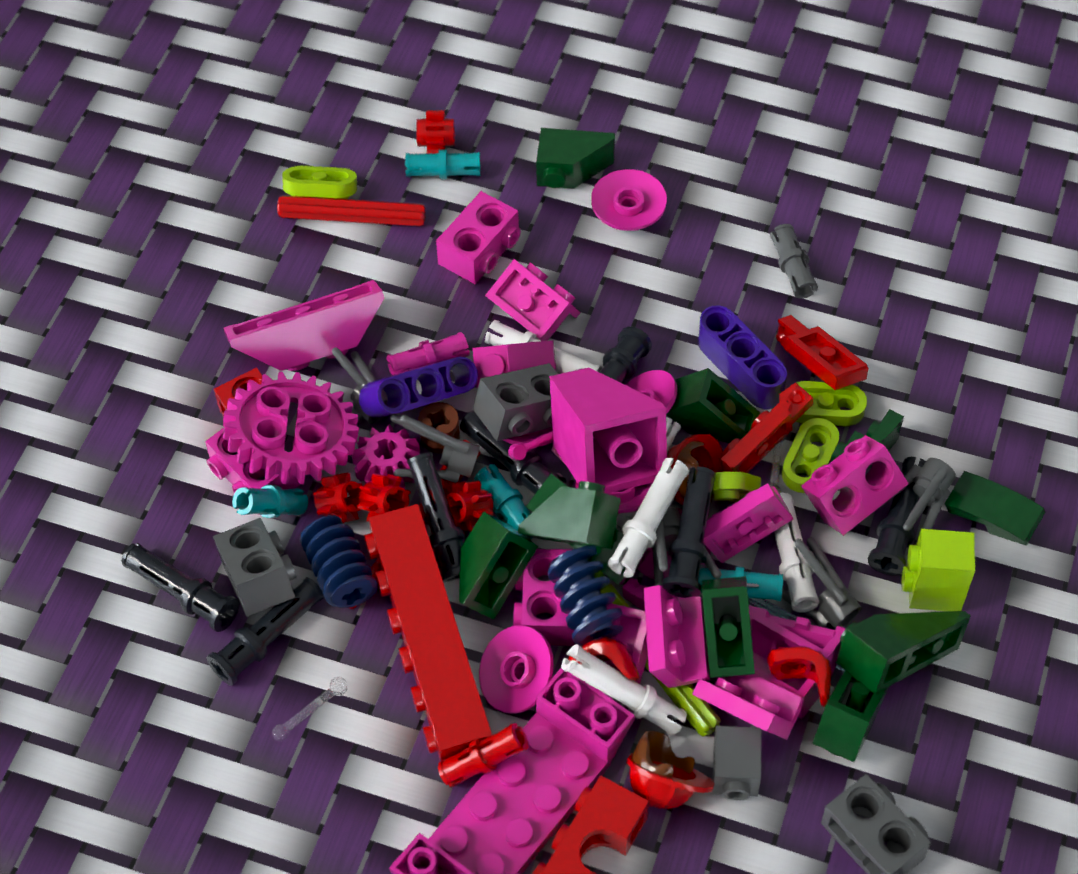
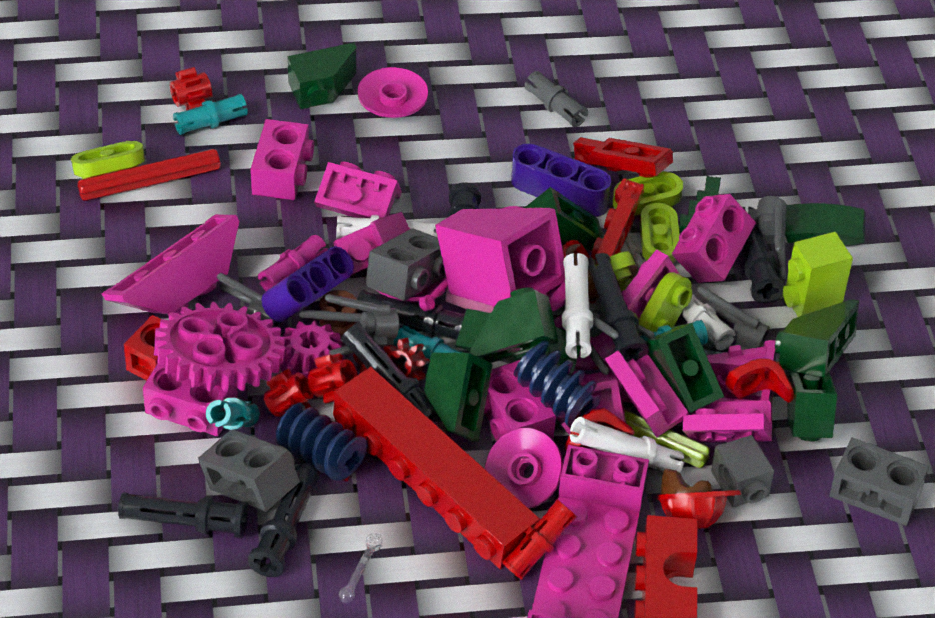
camera: 30 degrees left, 10 degrees down
(759, 543) = (667, 302): none -> lime plate

